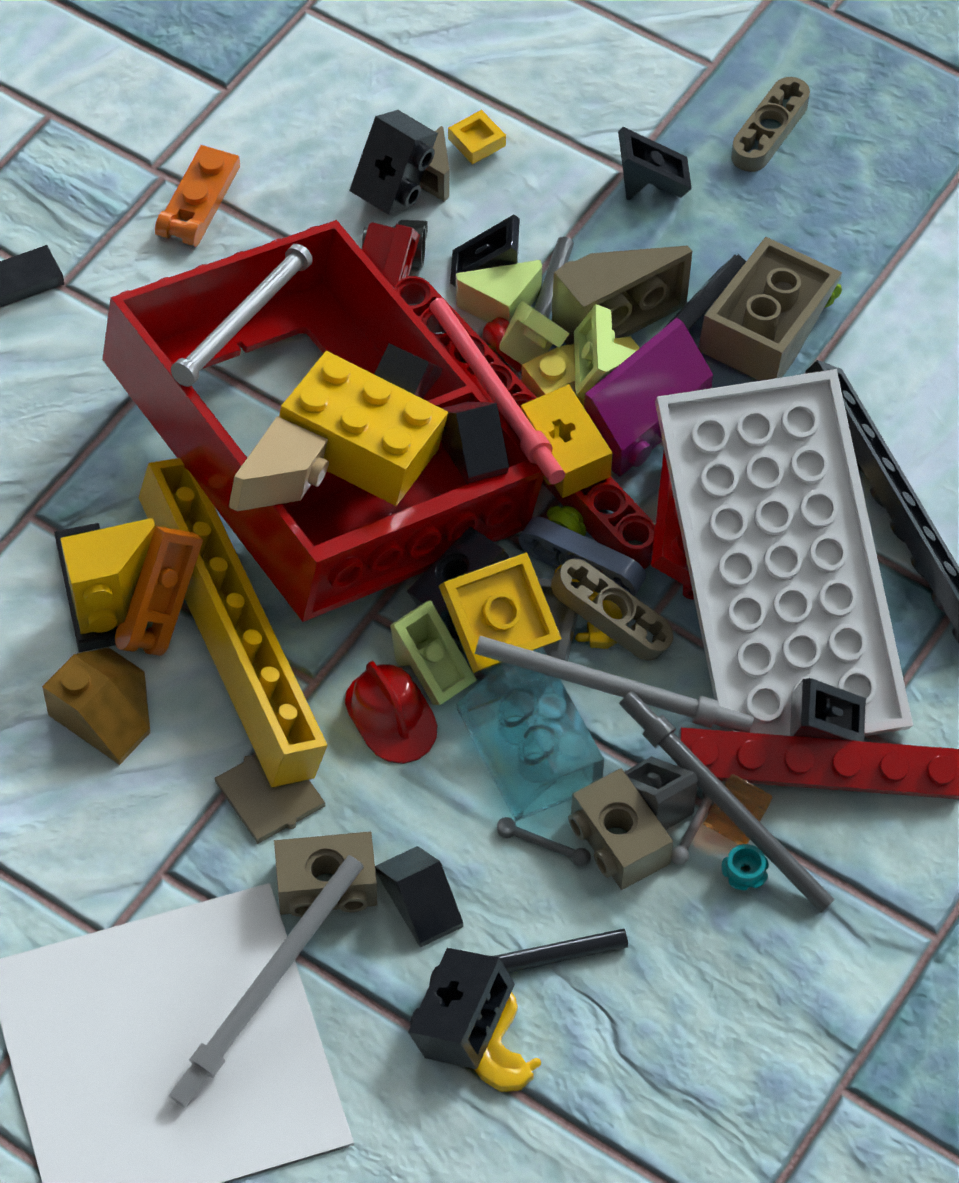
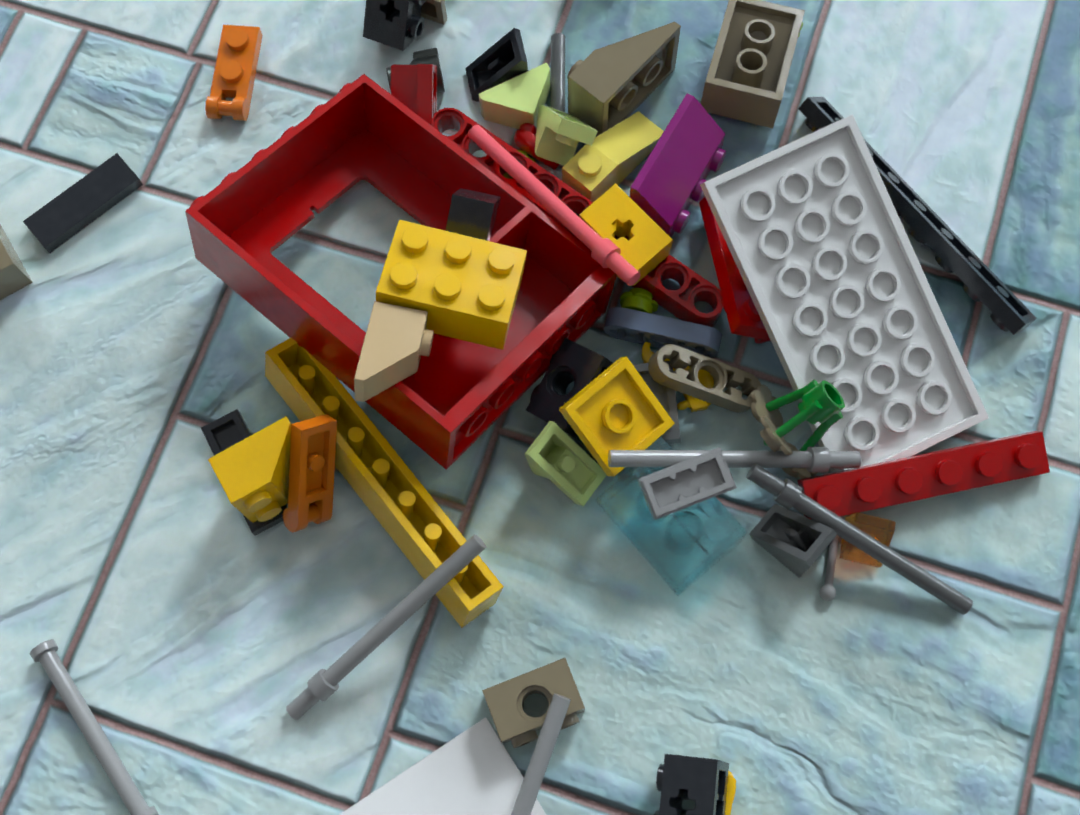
camera: 10 degrees left, 15 degrees up
(101, 701) = (290, 581): pearl gold slope -> none
(110, 800) = (326, 682): none -> light grey bar
(187, 370) = (276, 269): light grey bar -> none
(266, 808) = (456, 645): dark tan piece -> none
(391, 713) = (542, 523): red piece -> none
(421, 894) = (619, 693): black slope -> none
(475, 440) = (551, 261): black slope -> none
(507, 828) = (674, 606): dark grey hinge -> none
(551, 688) = (686, 483): none -> light grey plate
(564, 950) = (750, 718): black bar -> none
(595, 350) = (623, 142): yellowish green slope -> none
(618, 804) = (799, 590): dark tan brick -> none
(709, 292) = (688, 68): black tile -> none
(714, 649) = (819, 404): none -> green plant
(747, 856) = (900, 591): teal plate -> none
(826, 712) = (919, 435): black slope -> none

